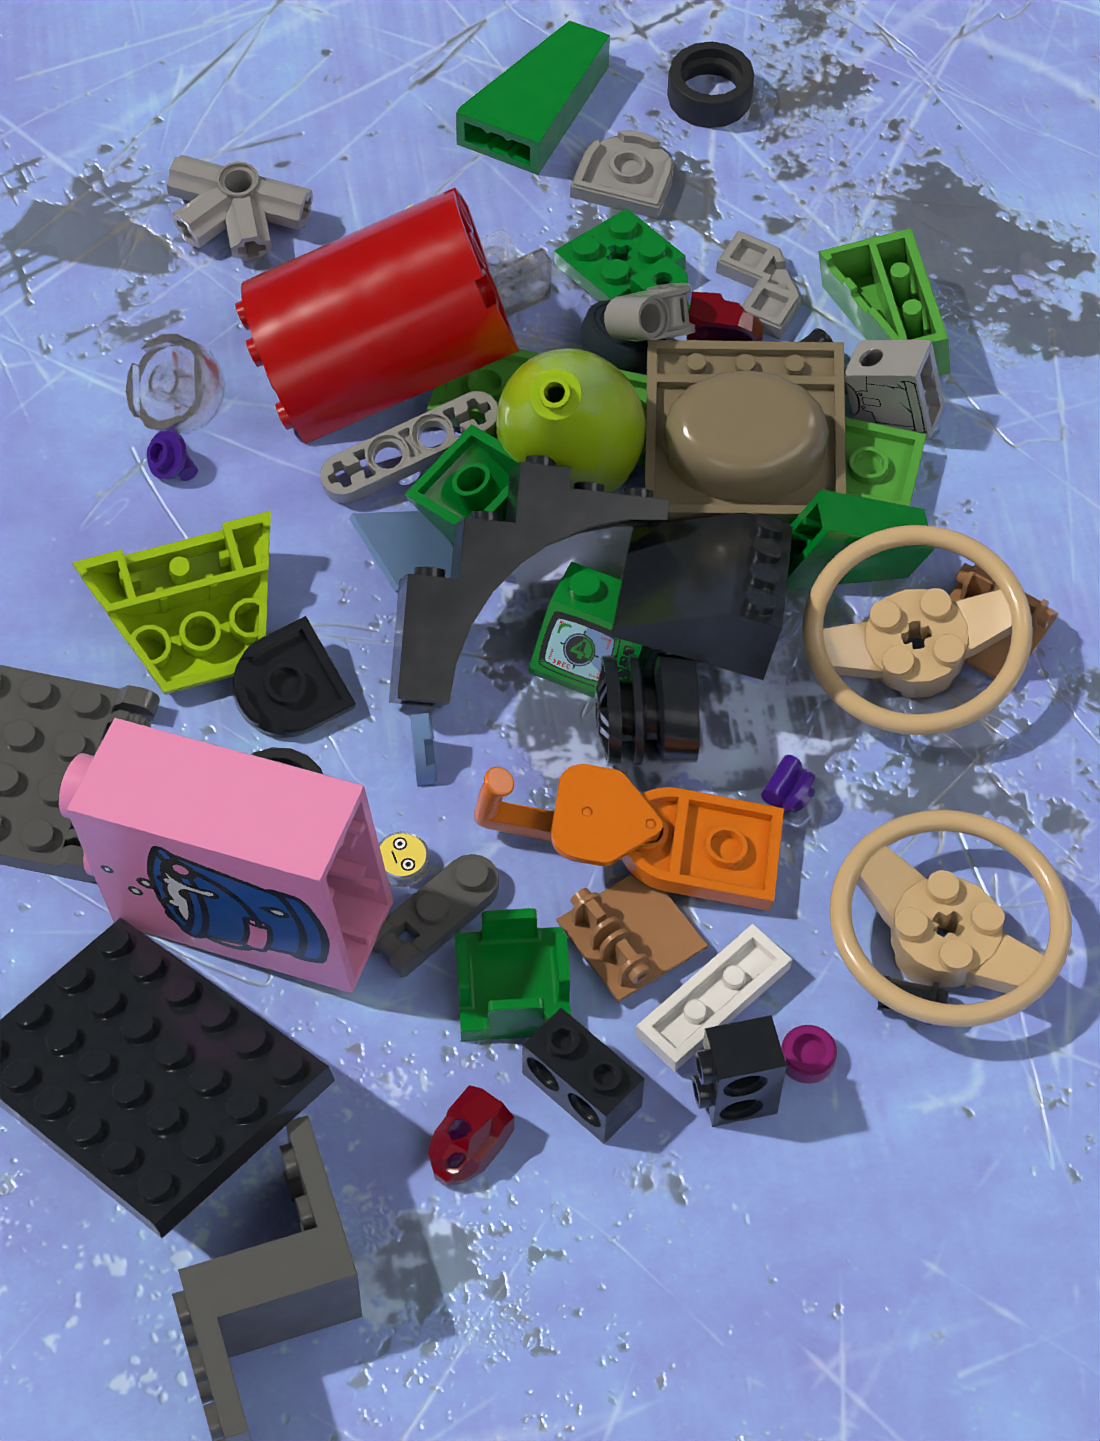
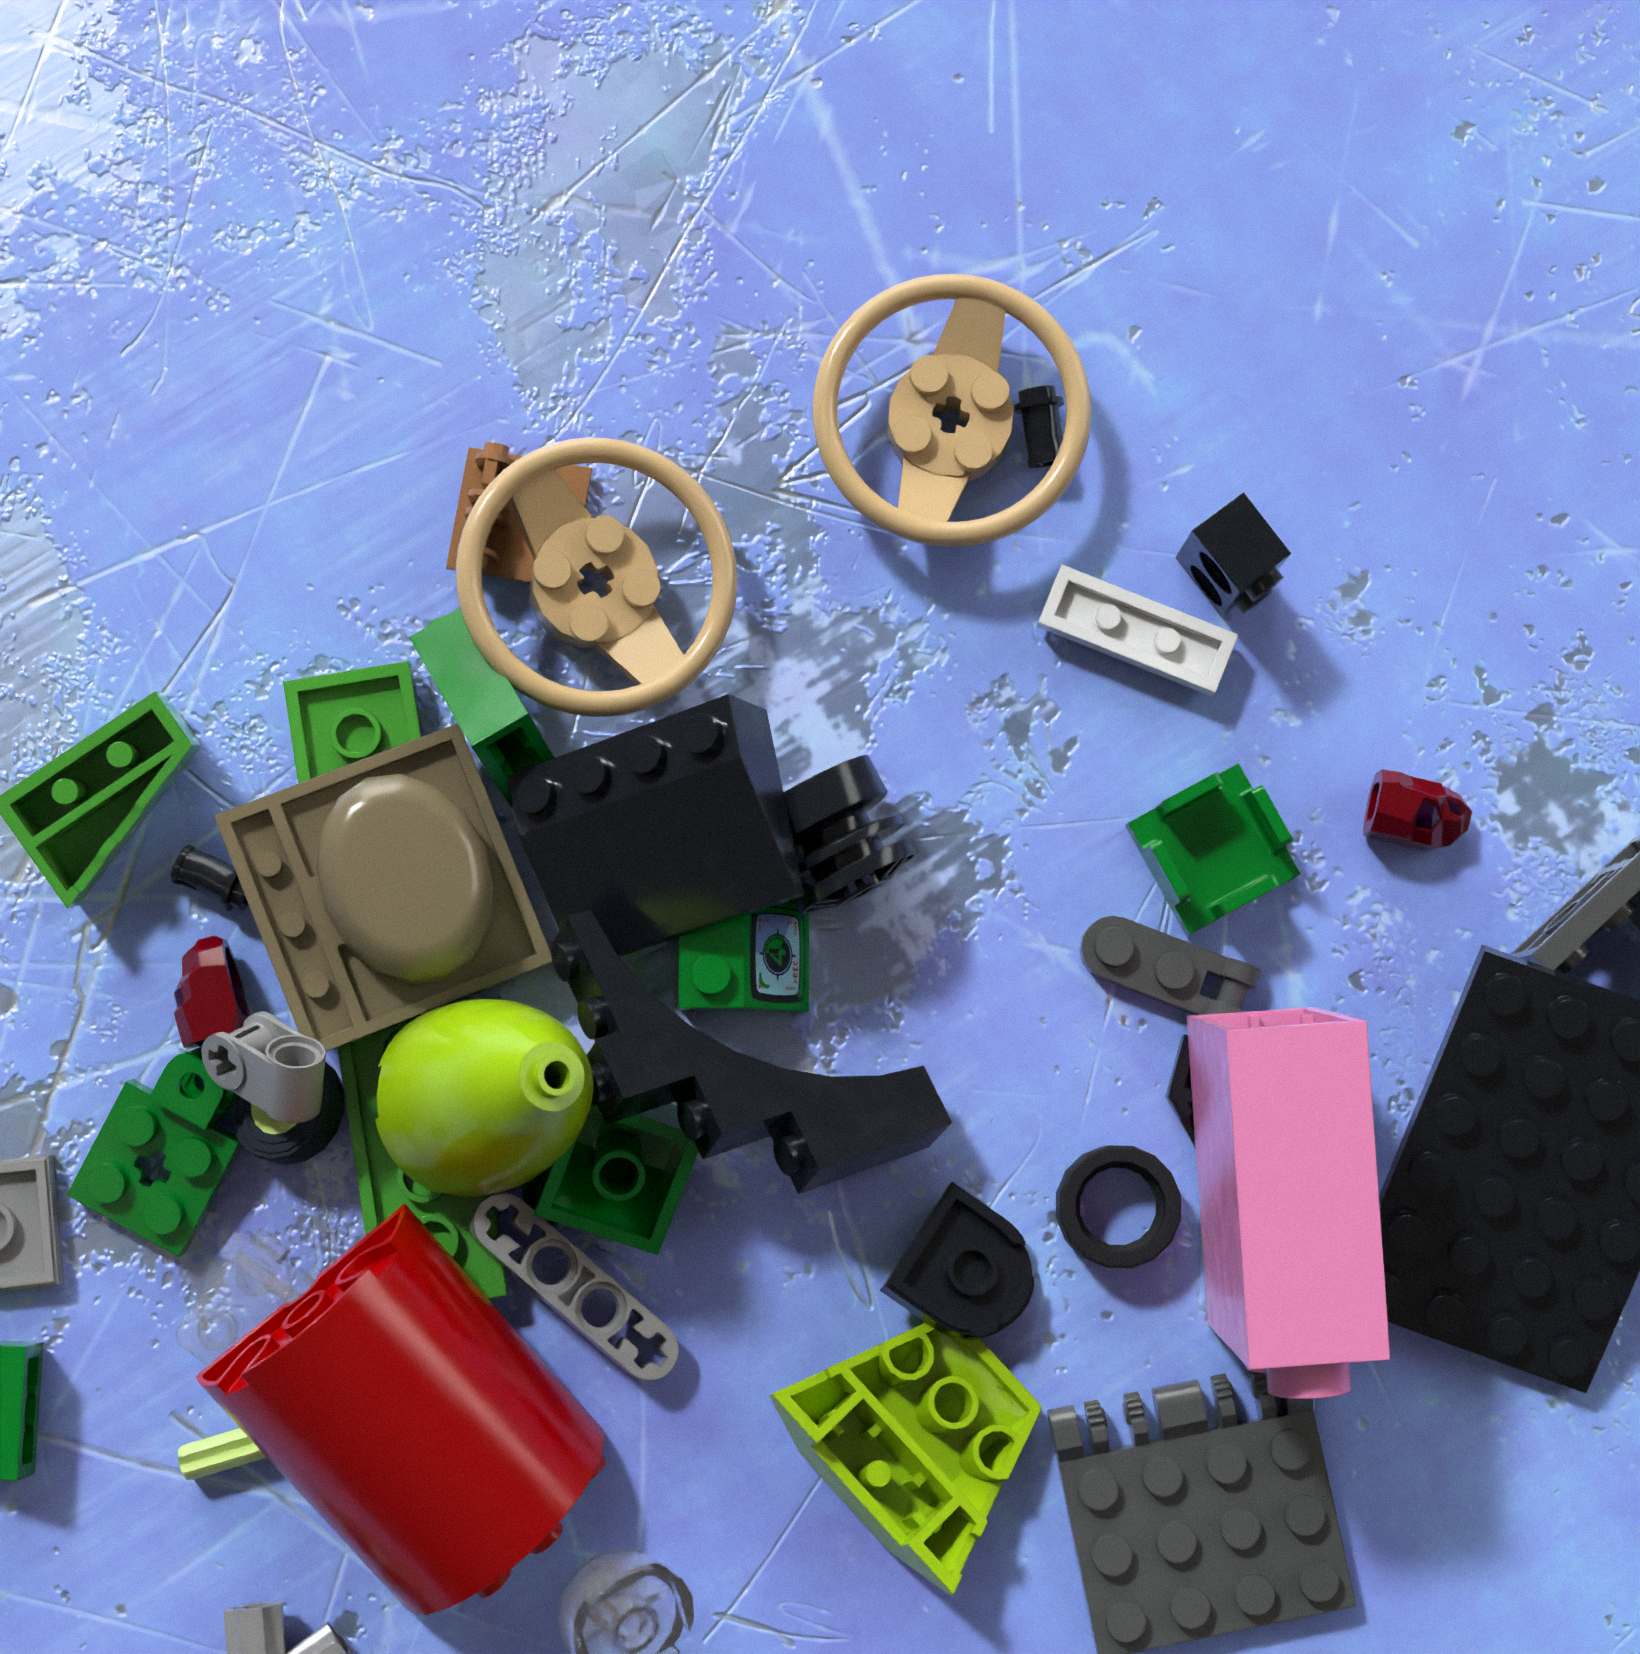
camera: 115 degrees left, 25 degrees up
(169, 457) = (711, 1578): dark purple plate -> none
(403, 542) = (730, 1217): medium blue piece -> none
(404, 858) = (1120, 1036): tile -> none
(423, 749) = (980, 1073): medium blue tile -> none
(582, 1075) = (1299, 722): black brick -> none
(630, 934) = (1096, 749): medium nougat hinge -> none
(706, 843) = (978, 757): orange plate -> none
(763, 268) = (86, 988): light grey tile -> none
(789, 785) = (843, 650): dark purple plate -> none
(809, 1053) = (1149, 512): magenta tile -> none
(895, 384) = (236, 724): light grey torso -> none

